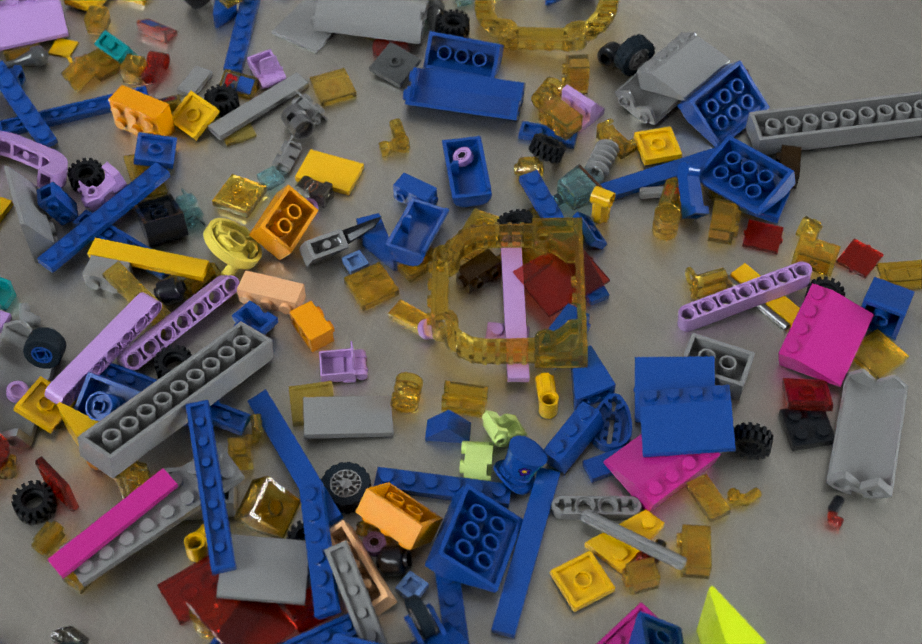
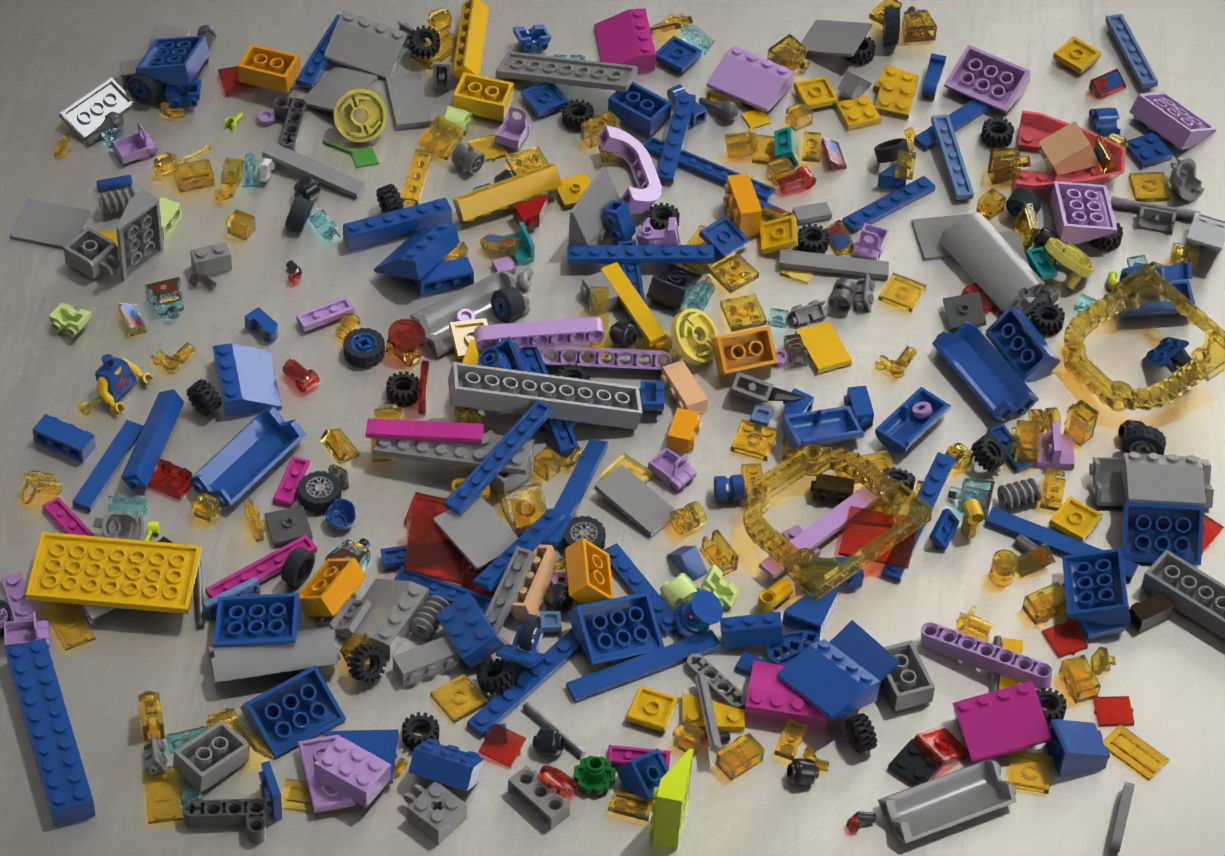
camera: 45 degrees right, 5 degrees down
(34, 608) = (339, 445): none -> clear yellow slope
(134, 35) = (811, 147): none -> clear yellow plate
(192, 172) = (733, 272): none -> clear yellow plate
(406, 339) = (735, 485): none -> blue wheel
(690, 191) = (1046, 563): blue leg -> none
(752, 516) = (802, 772): none -> black head

